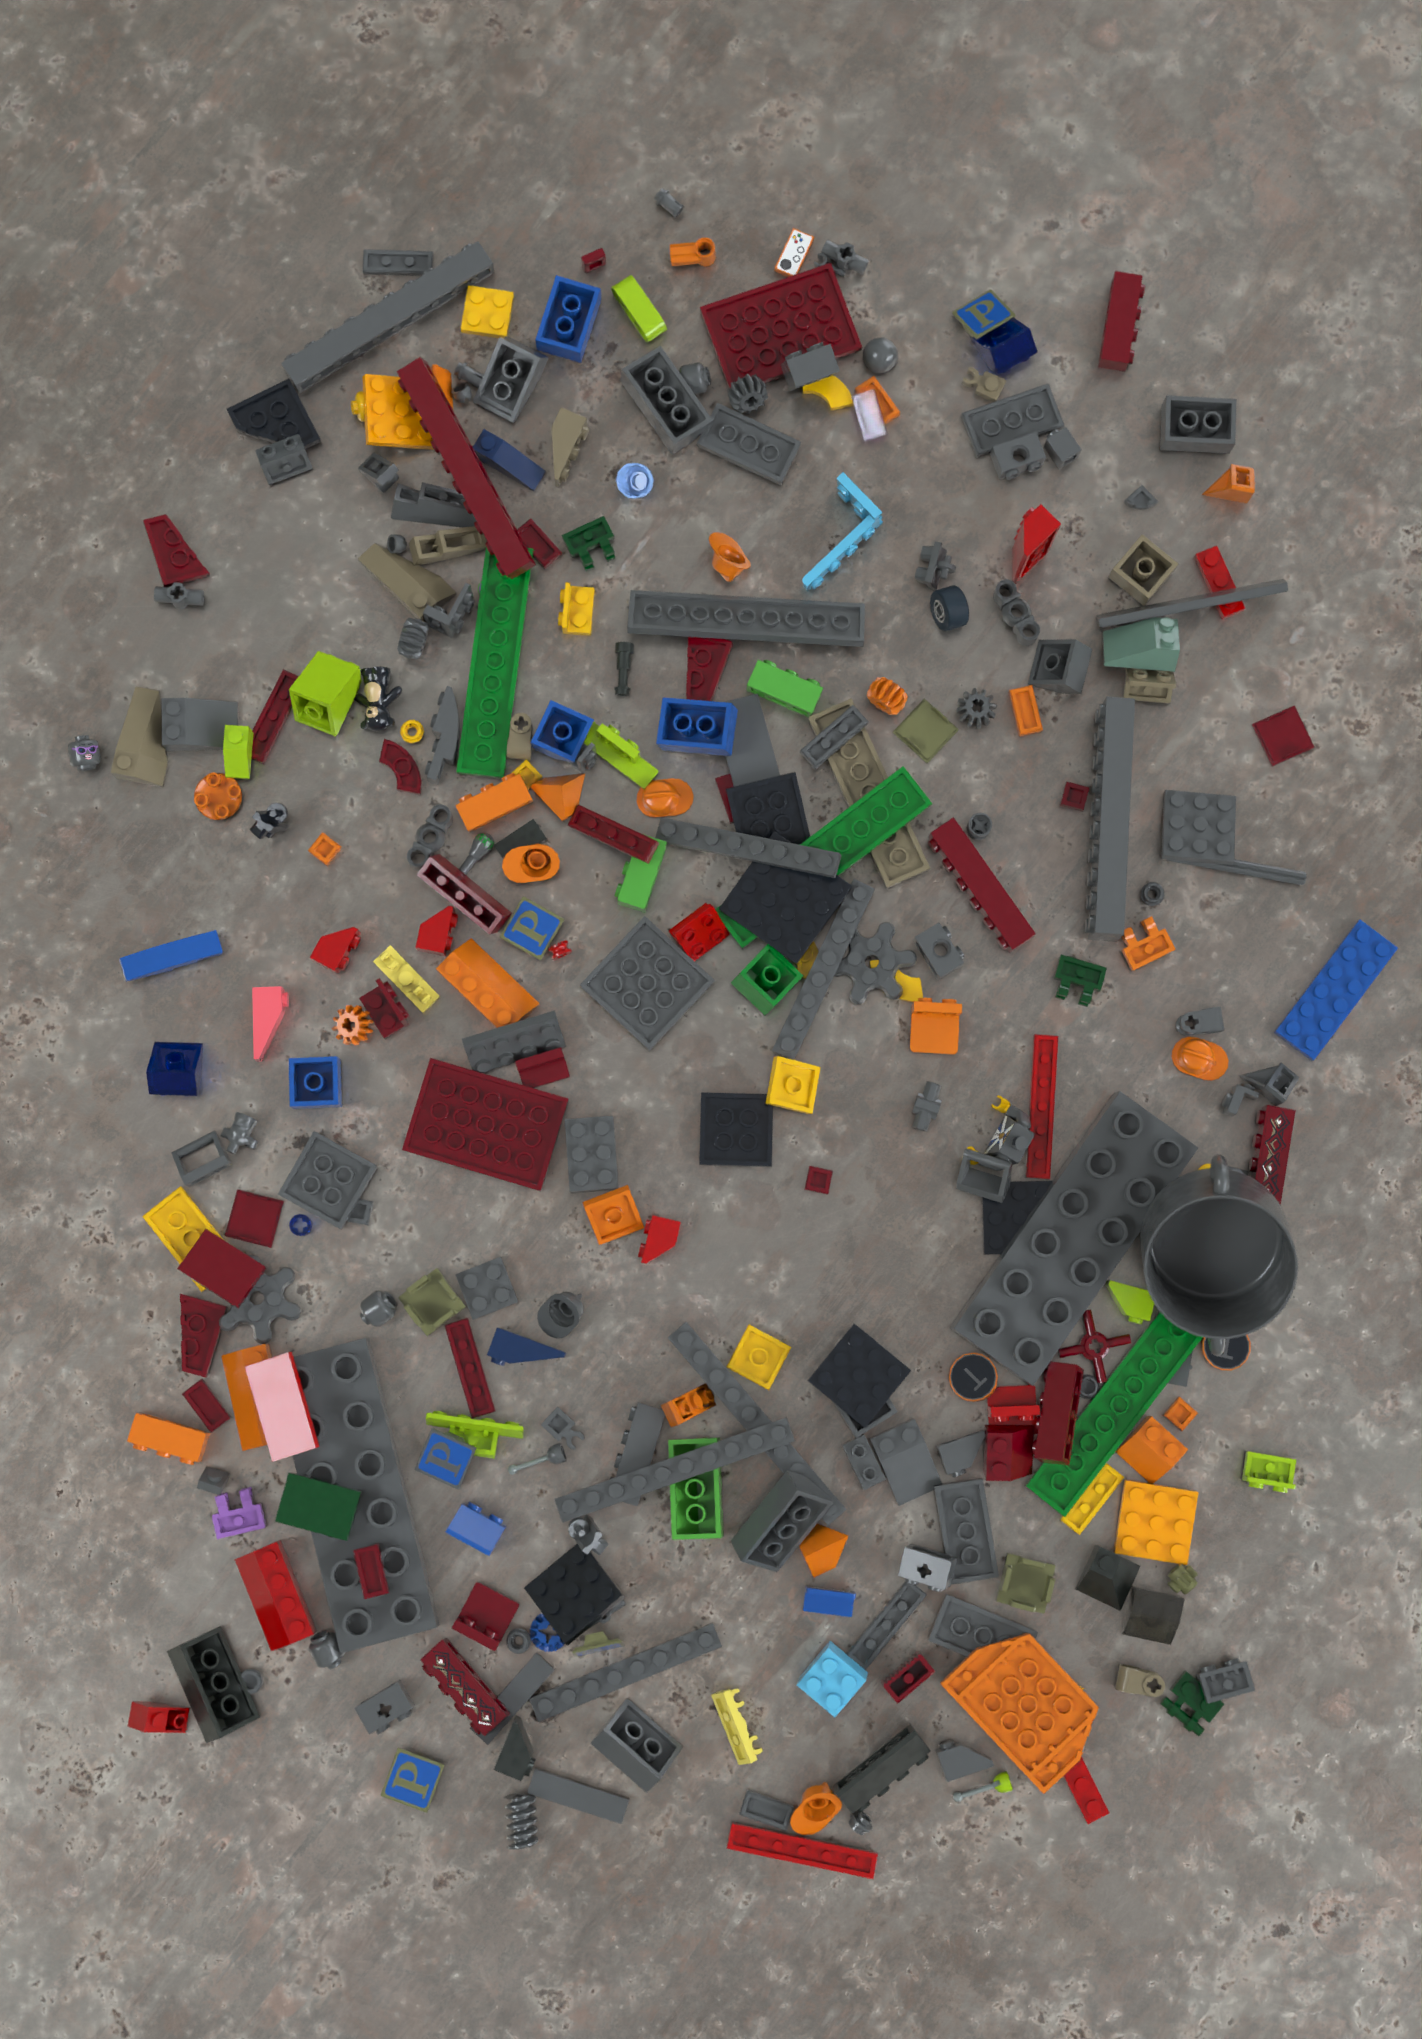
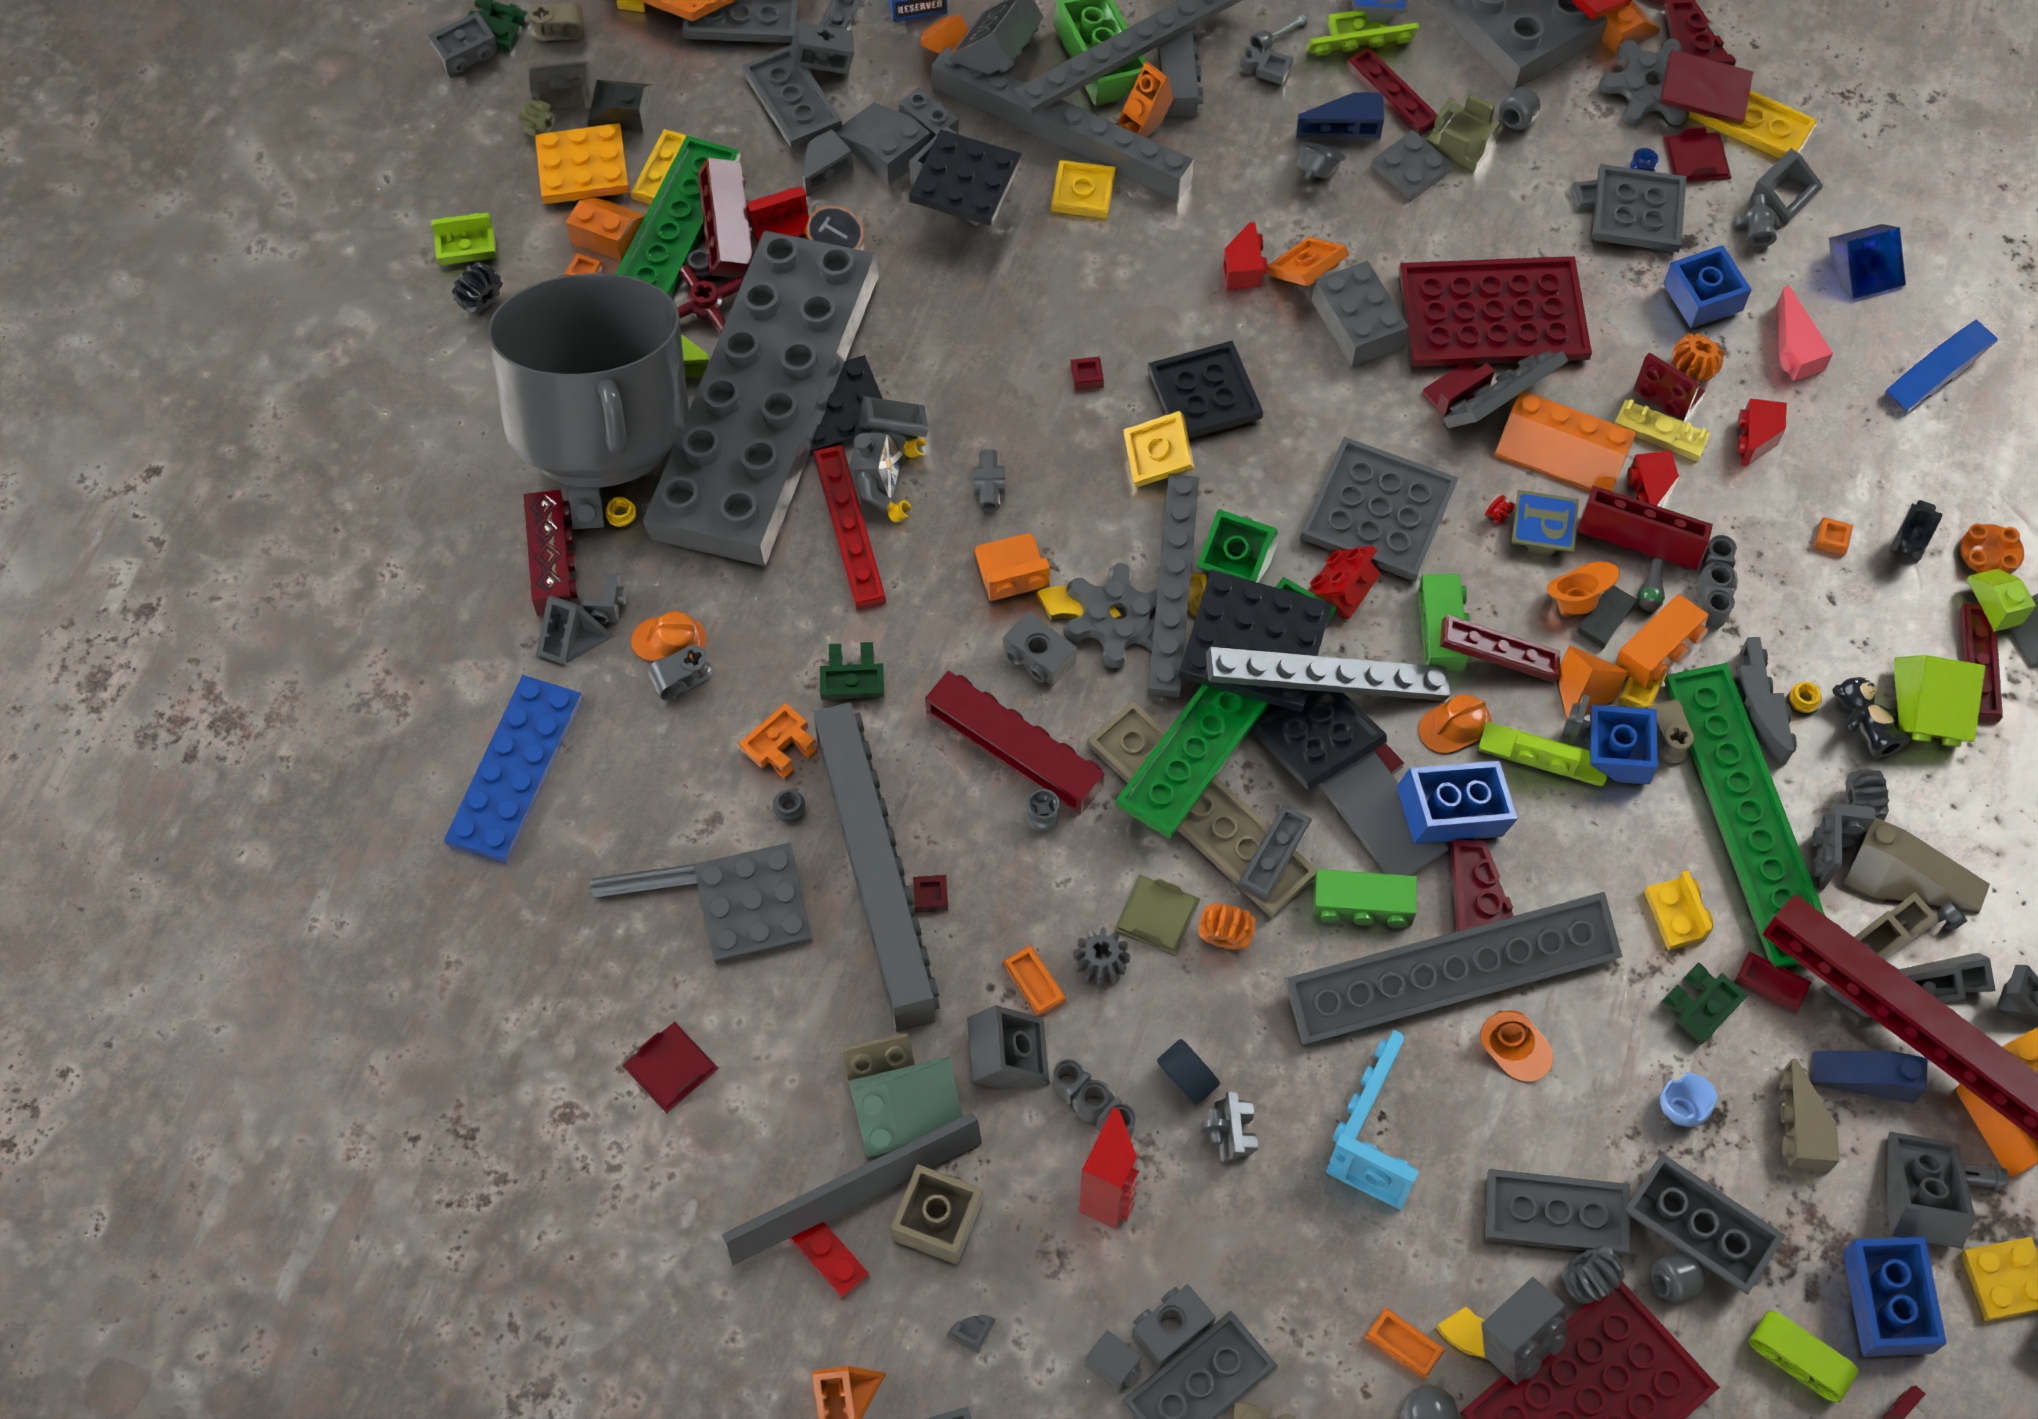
camera: 165 degrees right, 20 degrees down
(403, 766) = (1794, 656): dark red tile -> none
(461, 392) = (1980, 1147): dark grey hinge -> none
(624, 651) = (1592, 877): pearl dark grey piece -> none
(869, 415) = (1407, 1312): clear purple tile -> none
(1008, 1452) = (771, 168): dark red slope -> none
(1026, 1583) = (709, 70): olive panel -> none
(1271, 1414) = (477, 287): none -> black gear

